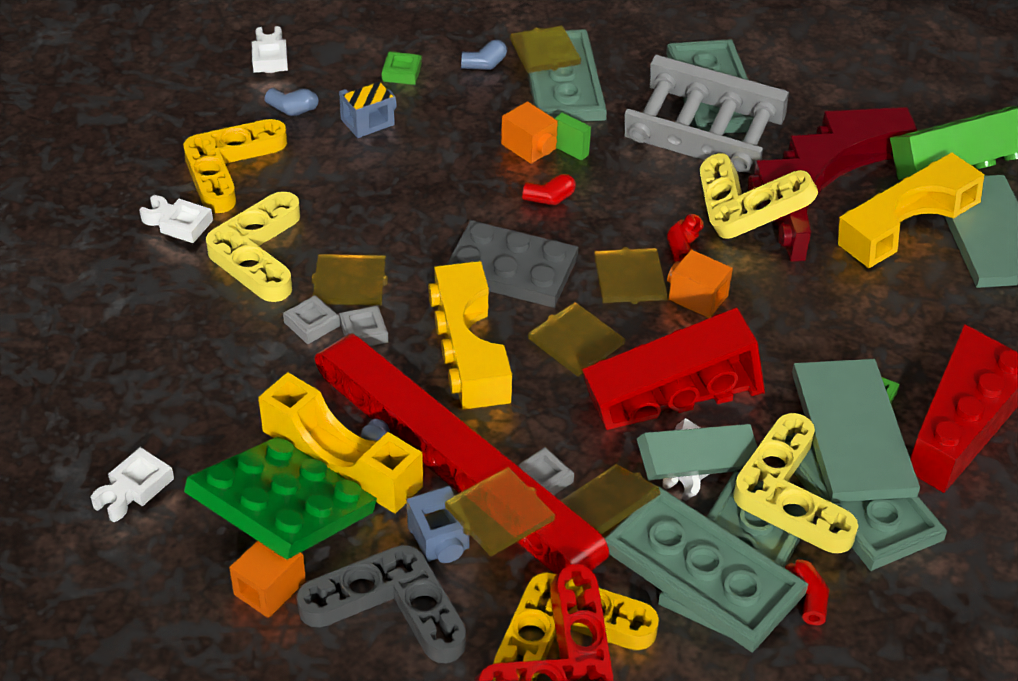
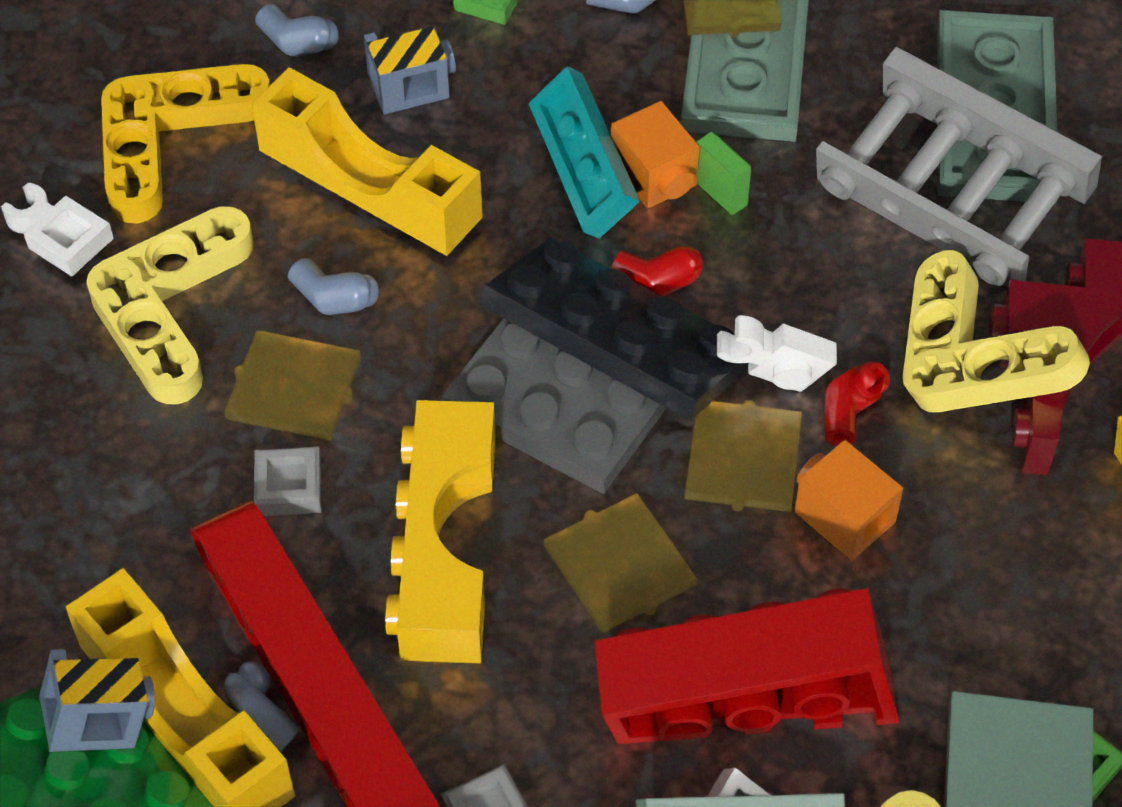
camera: 15 degrees right, 10 degrees up
(292, 443) = (94, 702): none -> brick
(311, 319) = (212, 451): light grey tile -> none
(322, 147) = (311, 133): none -> yellow arch
(358, 228) = (335, 292): none -> sand blue arm
(487, 137) = (583, 152): none -> teal plate
(538, 218) = (614, 326): none -> black plate
(641, 218) = (784, 357): none -> white plate

